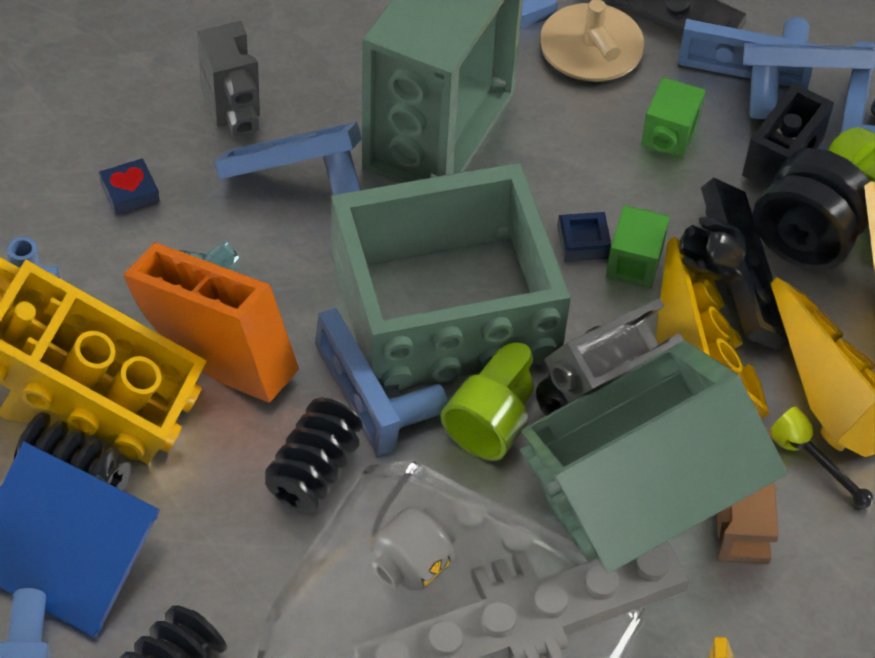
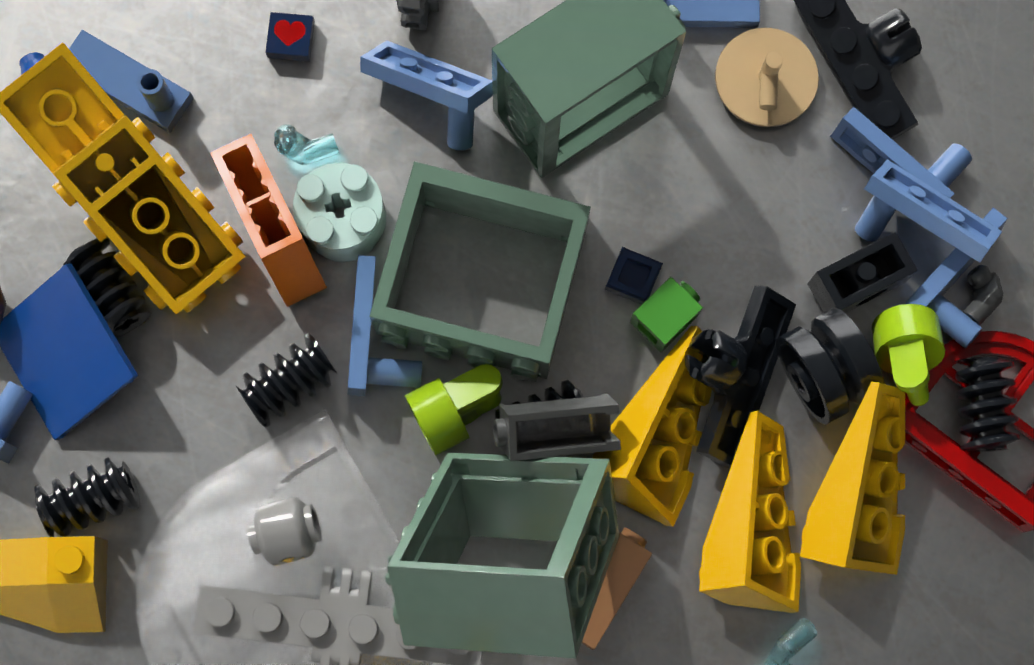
camera: 30 degrees right, 25 degrees up
(294, 279) = (336, 187): none -> light aqua brick
(673, 117) = (780, 198): bright green brick -> none
(795, 431) = (683, 555): hinge -> none

